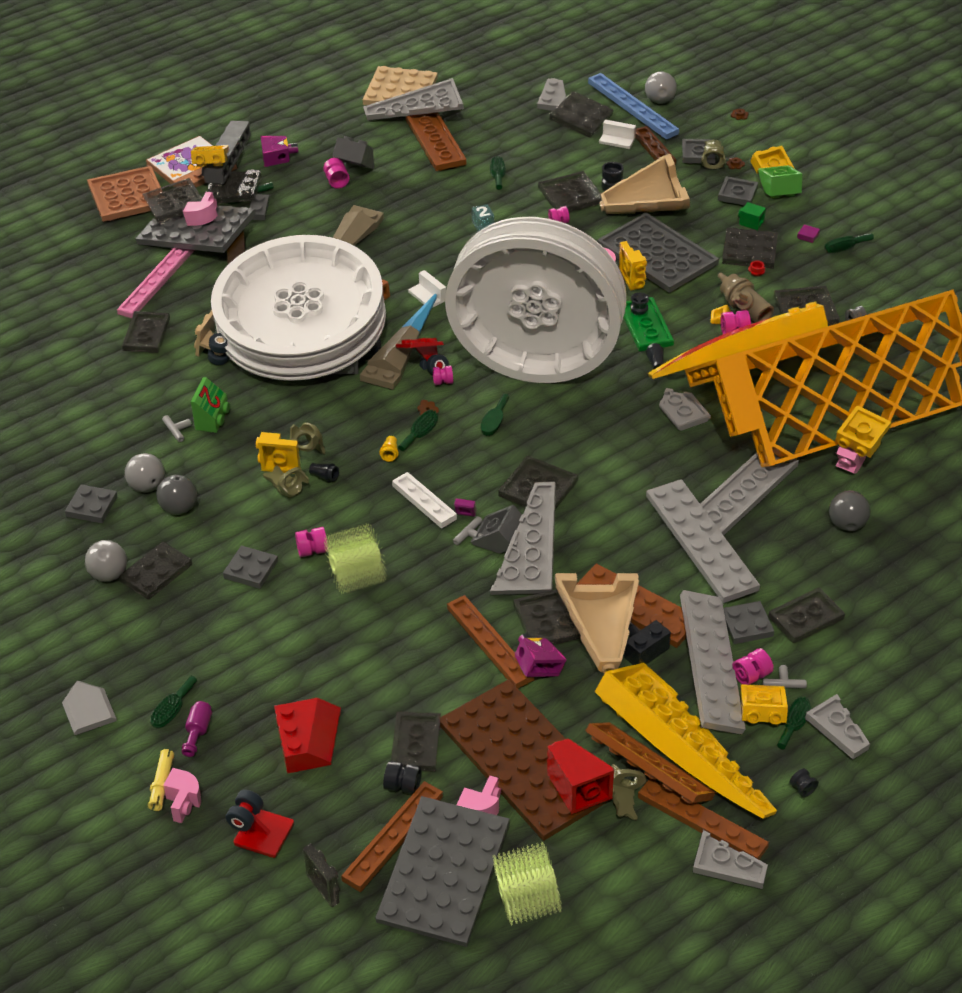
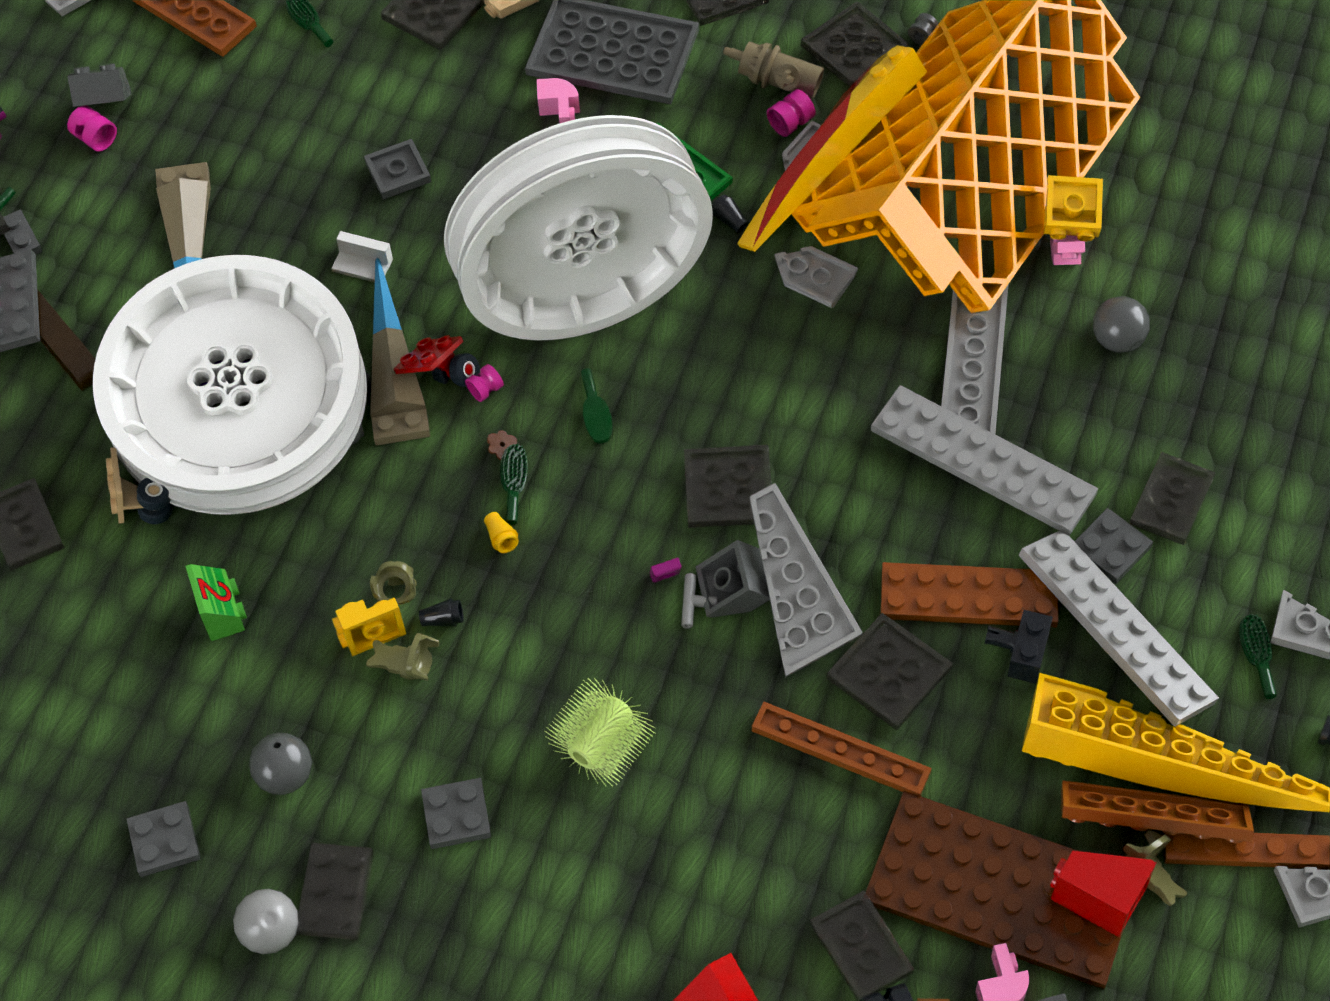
camera: 30 degrees left, 15 degrees up
(144, 472) = (207, 753): light grey piece -> none
(174, 428) = (184, 655): light grey piece -> none
(311, 542) = (509, 736): dark pink wheel -> none
(424, 500) = (603, 586): white plate -> none
(482, 216) = (349, 105): clear light blue brick -> none
(538, 657) = (920, 740): magenta torso -> none
(560, 214) = (446, 53): dark pink wheel -> none
(600, 615) = (965, 643): tan cone -> none
(632, 266) = (604, 91): yellow plate -> none
(716, 314) = (757, 107): yellow slope -> none
(753, 667) = (1170, 608): dark pink wheel -> none
(756, 268) = (752, 13): red plate -> none
(763, 704) = (1216, 651): yellow plate -> none
(784, 680) = (1210, 605): light grey piece -> none

